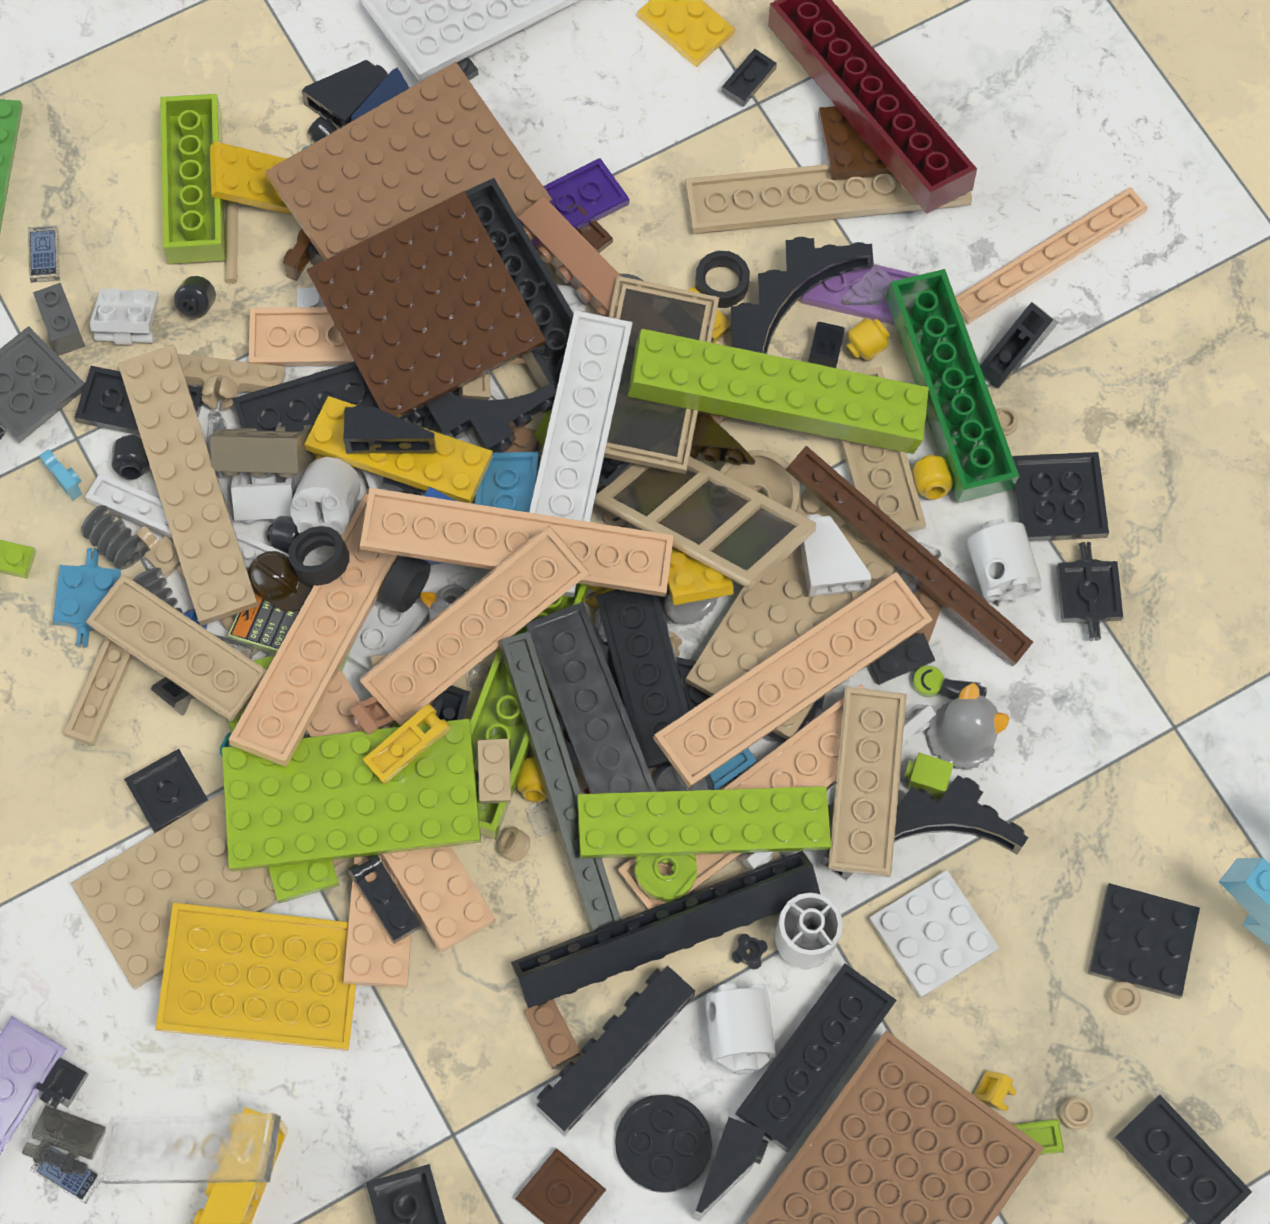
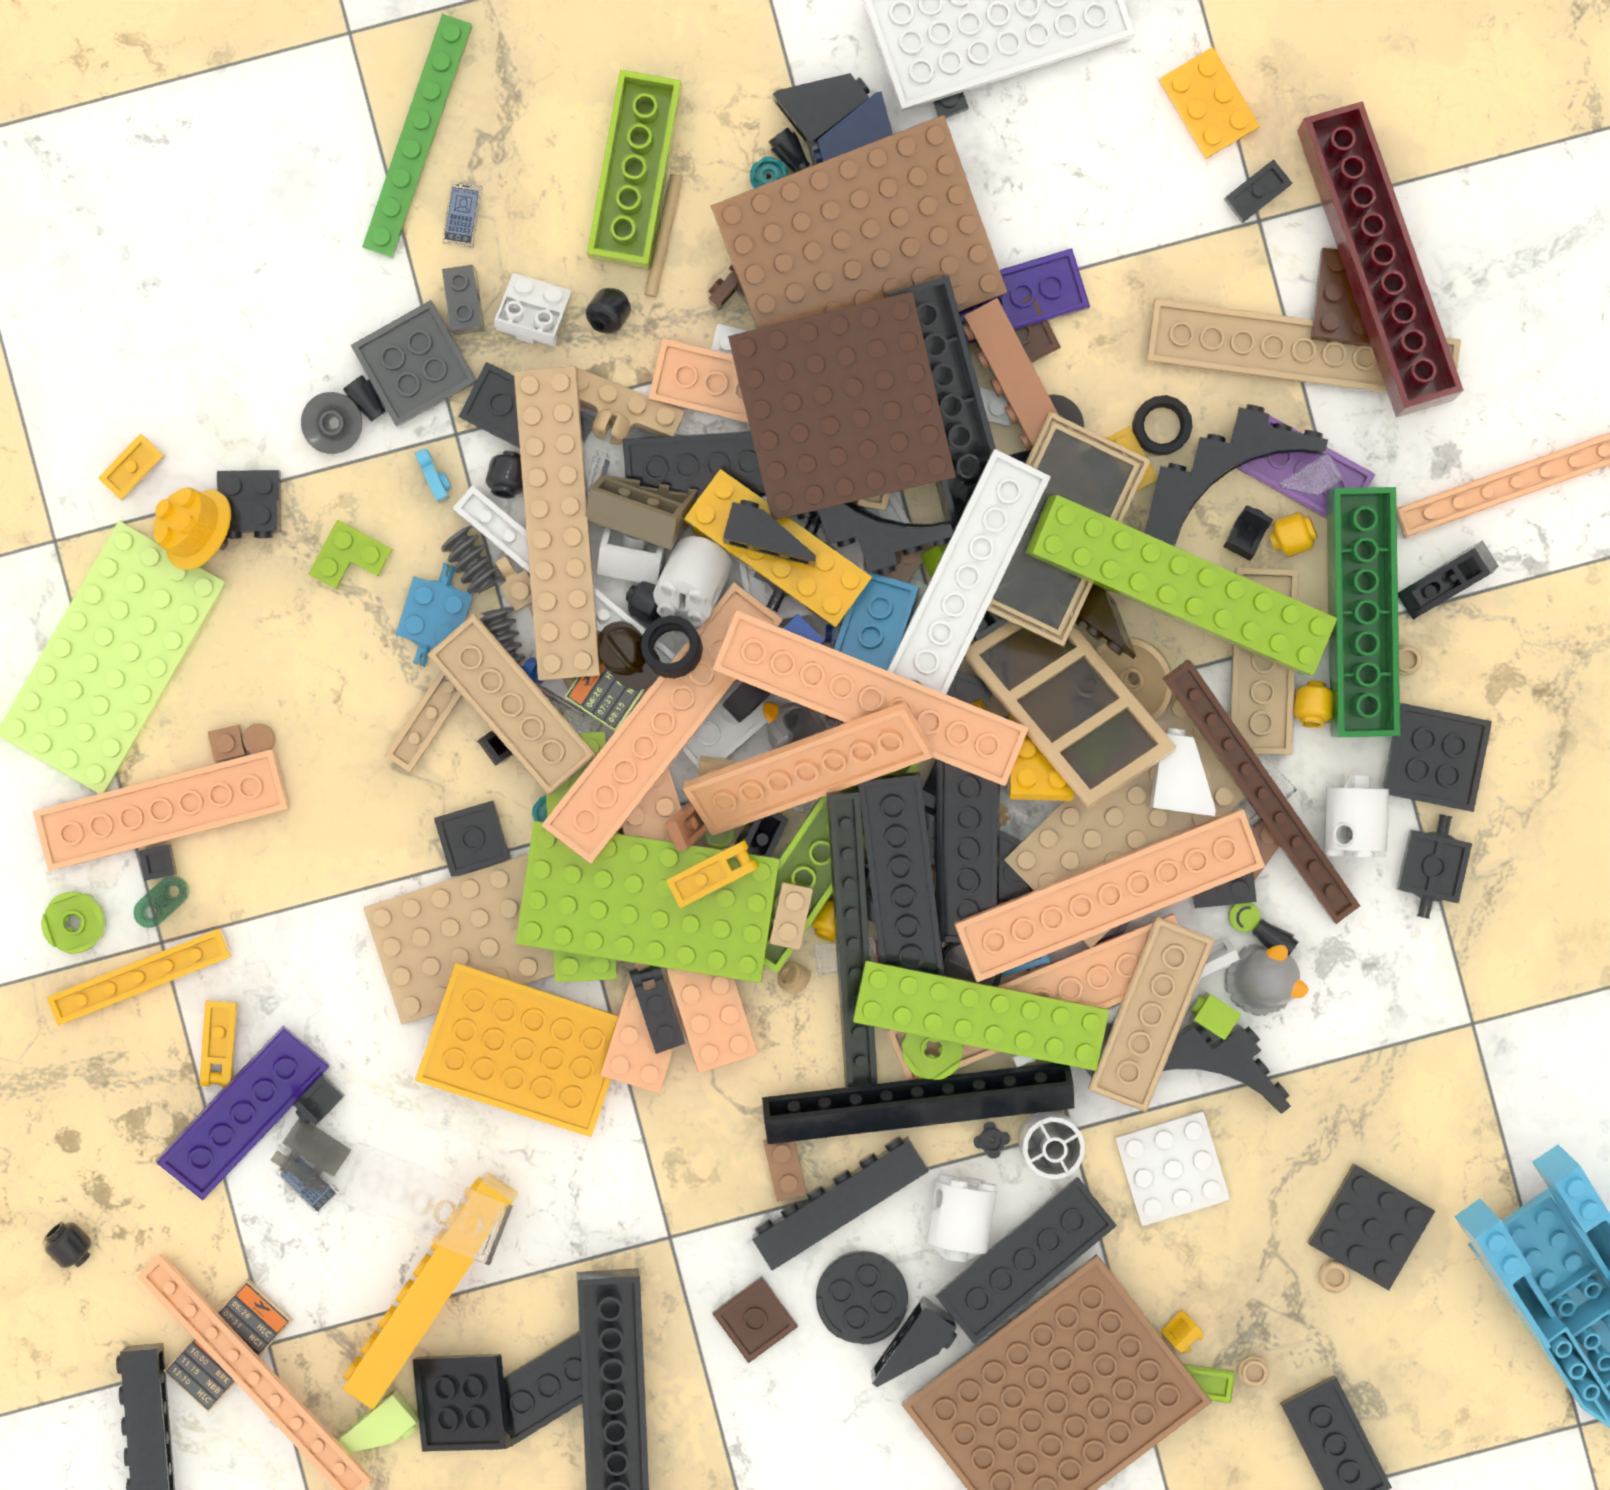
camera: 20 degrees right, 20 degrees up
(241, 177) = (691, 183): yellow plate -> none

